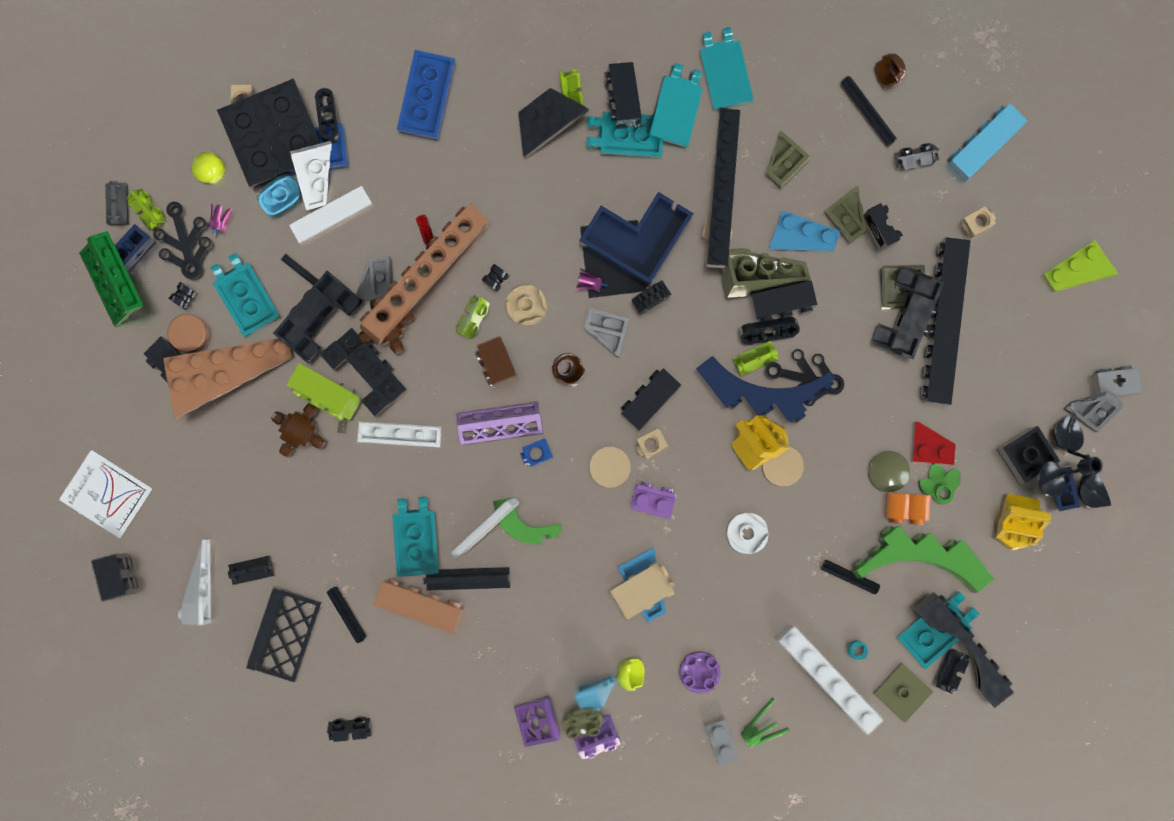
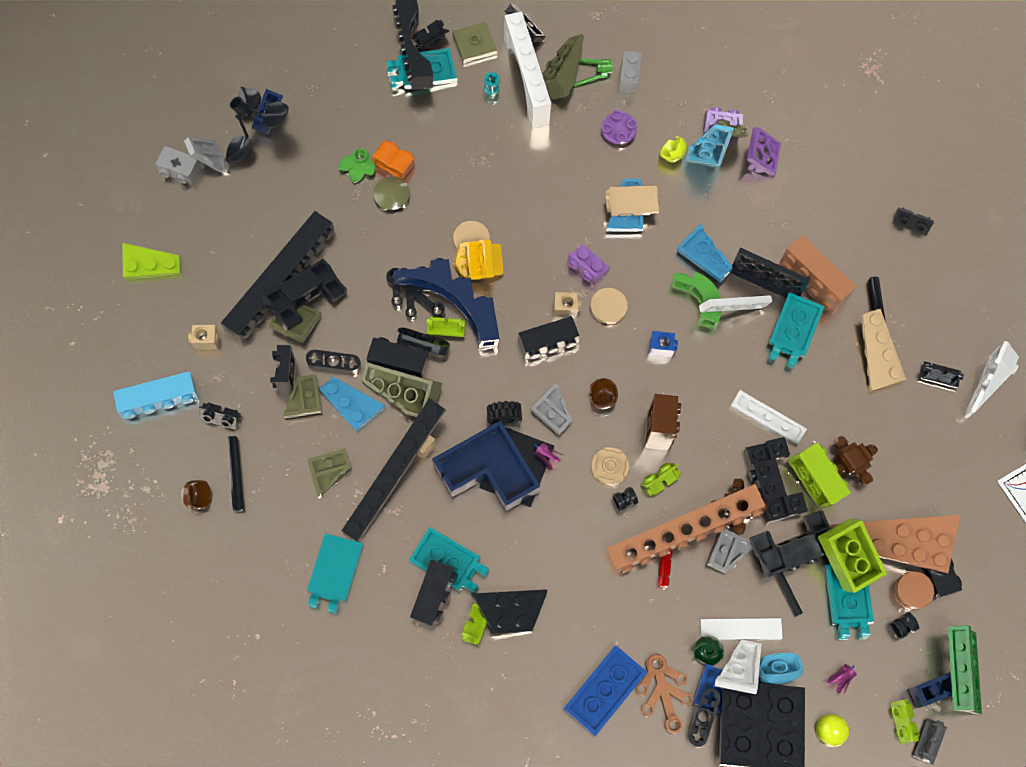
camera: 155 degrees left, 15 degrees down
(184, 243) = (883, 672): black plant -> none
(259, 327) = (852, 555): none -> lime brick
(265, 630) = (947, 325): black fence -> none
(315, 553) = (881, 355): none -> tan wing
(351, 177) = (708, 650): none -> dark green hair
(374, 124) = (663, 689): none -> nougat plant
(498, 419) = (680, 385): lavender fence -> none
(542, 573) = (704, 254): none -> dark azure wing
(676, 107) = (393, 561): teal tile -> none
(759, 533) = (525, 213): white plate -> none
(793, 697) = (562, 70): none -> olive wedge
(849, 576) = (466, 135): black axle -> none
(855, 255) = (348, 358): none -> black beam
(861, 742) = (535, 33): none -> black hinge
(931, 446) = (348, 194): red wing -> none
(957, 559) = (399, 123): bright green arch -> none
(1021, 522) = (313, 107): yellow piece -> none
(1027, 454) = (279, 147): black brick -> none

